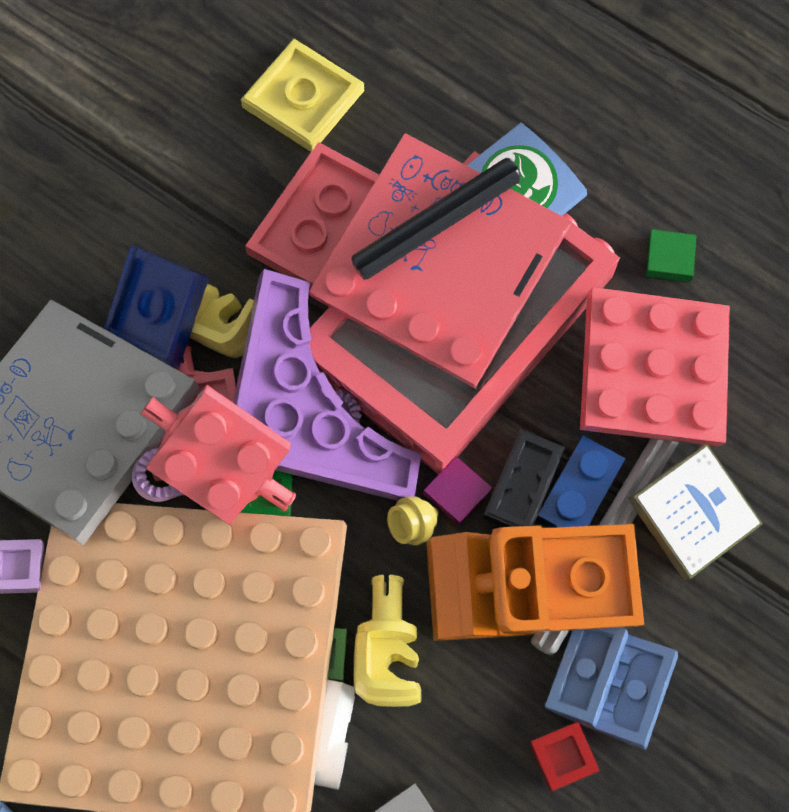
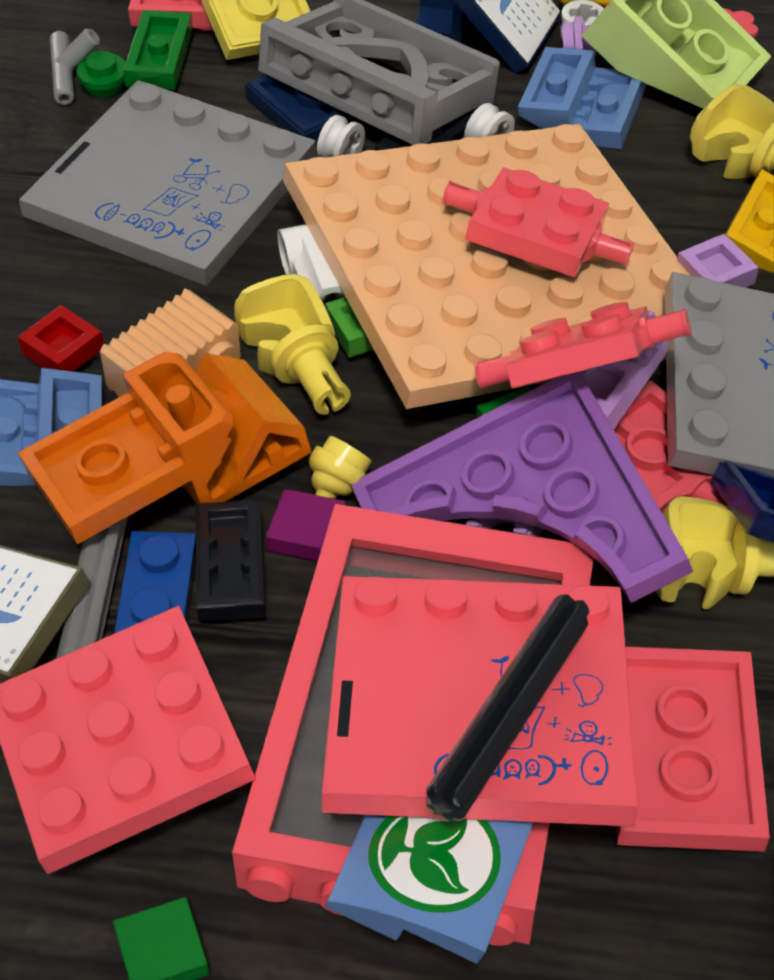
camera: 155 degrees right, 20 degrees down
(139, 648) = (538, 221): none -> coral plate
(484, 689) = (180, 327): none -> light nougat brick

